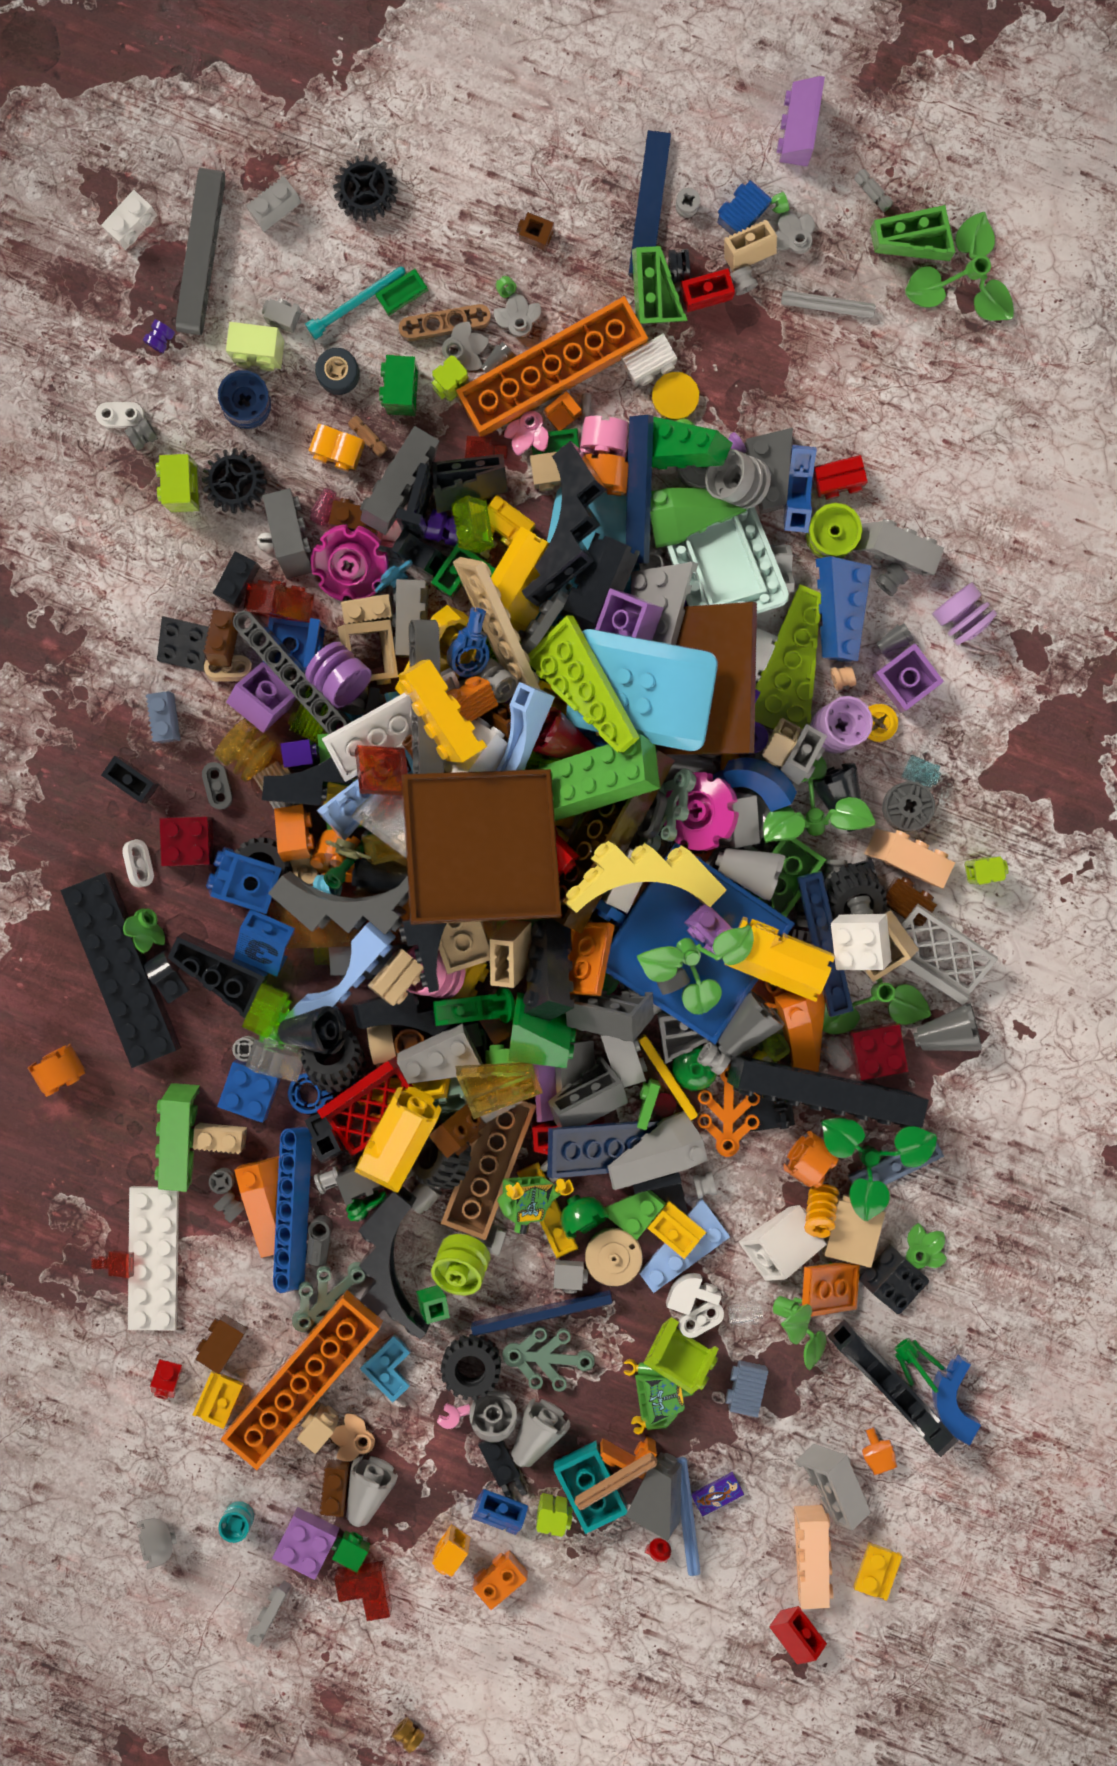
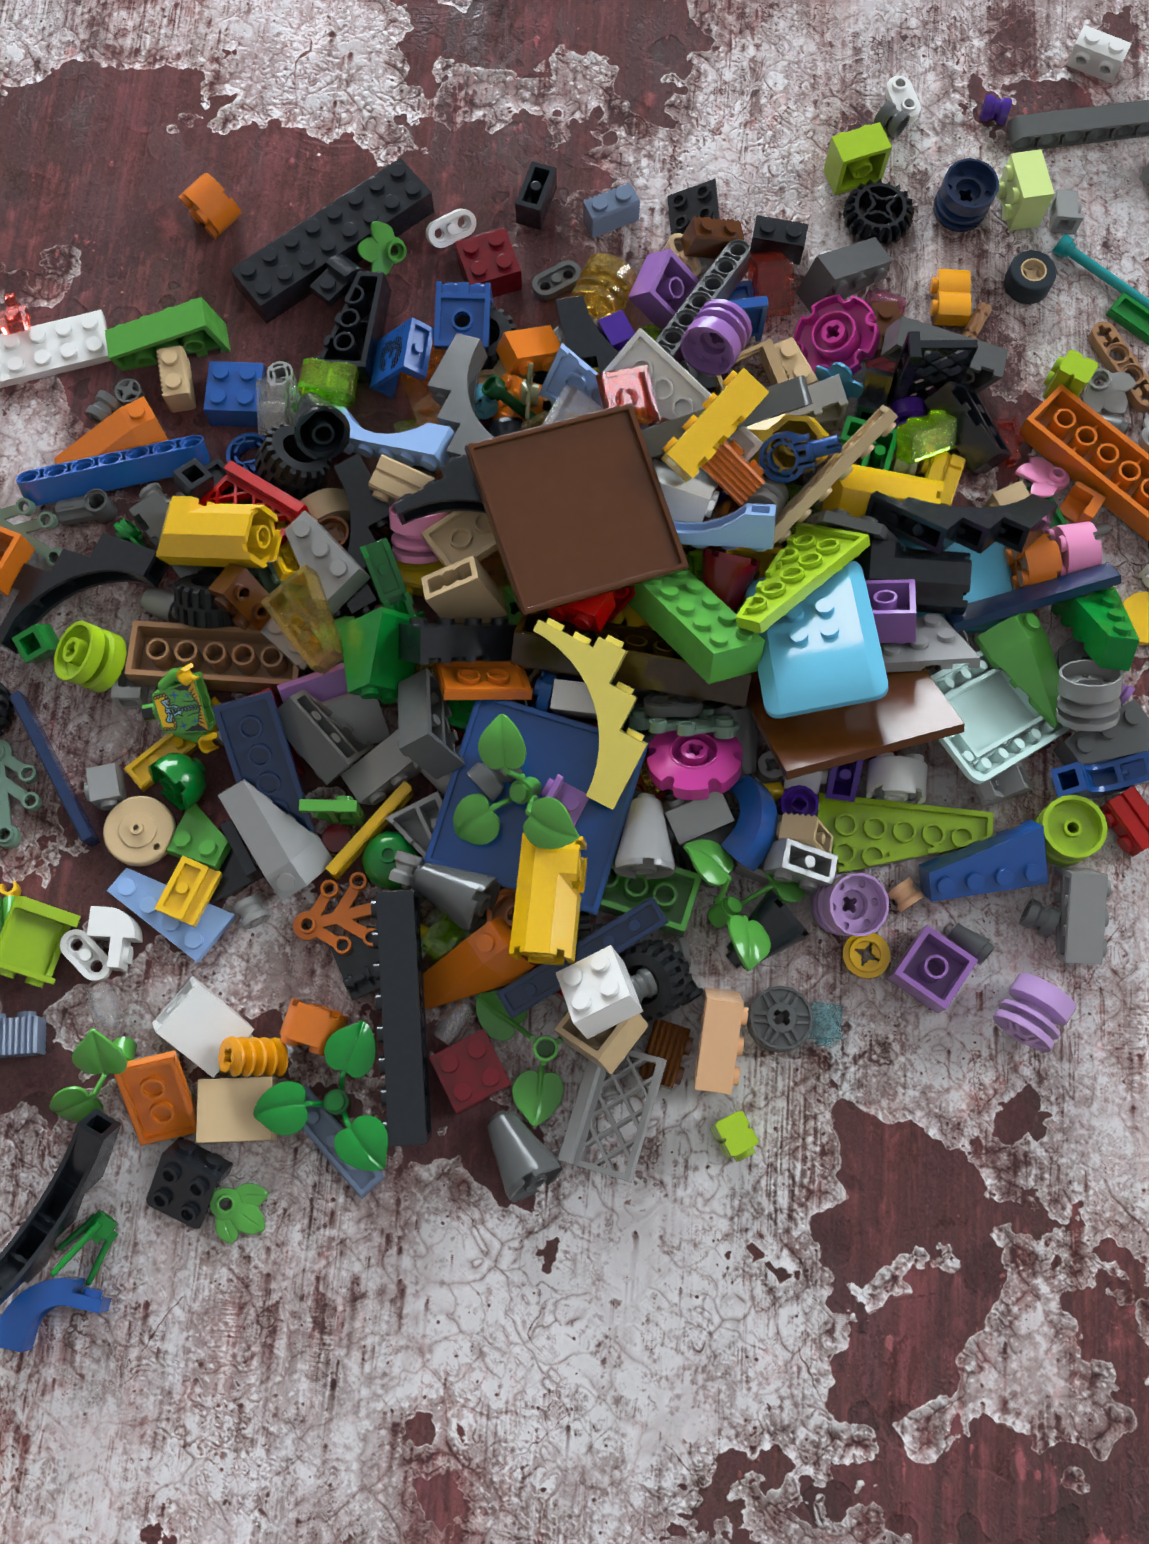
camera: 70 degrees right, 15 degrees down
(400, 385) = (1042, 333): green brick -> none

